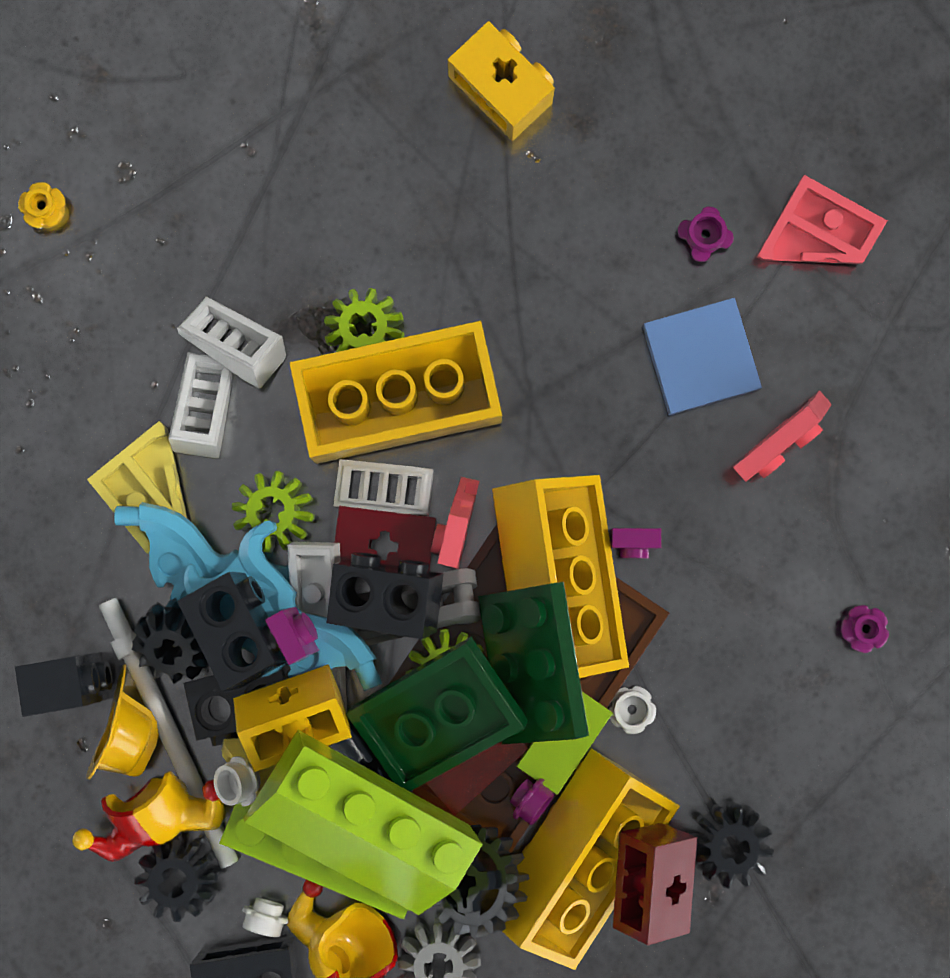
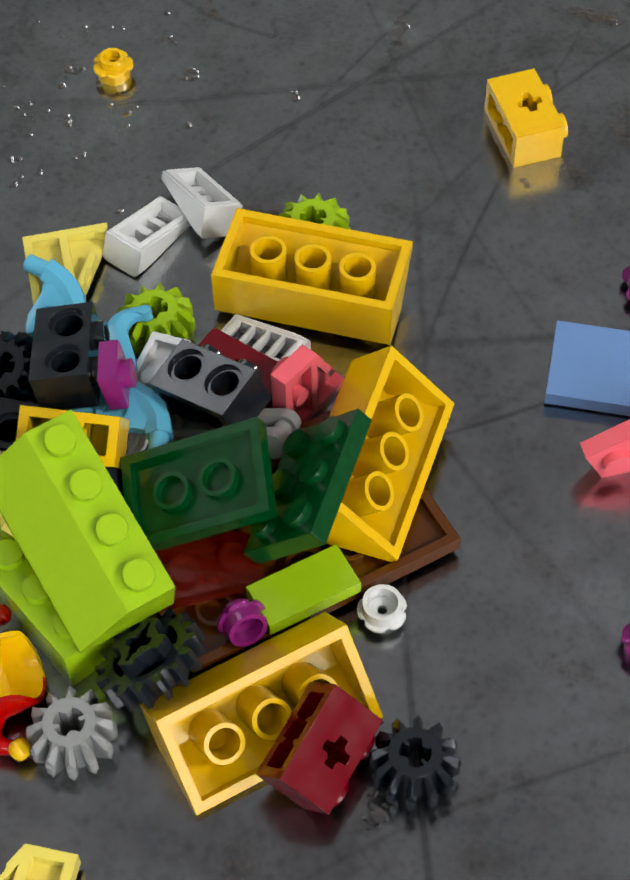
camera: 30 degrees right, 30 degrees down
(635, 542) = (459, 470): magenta plate -> none

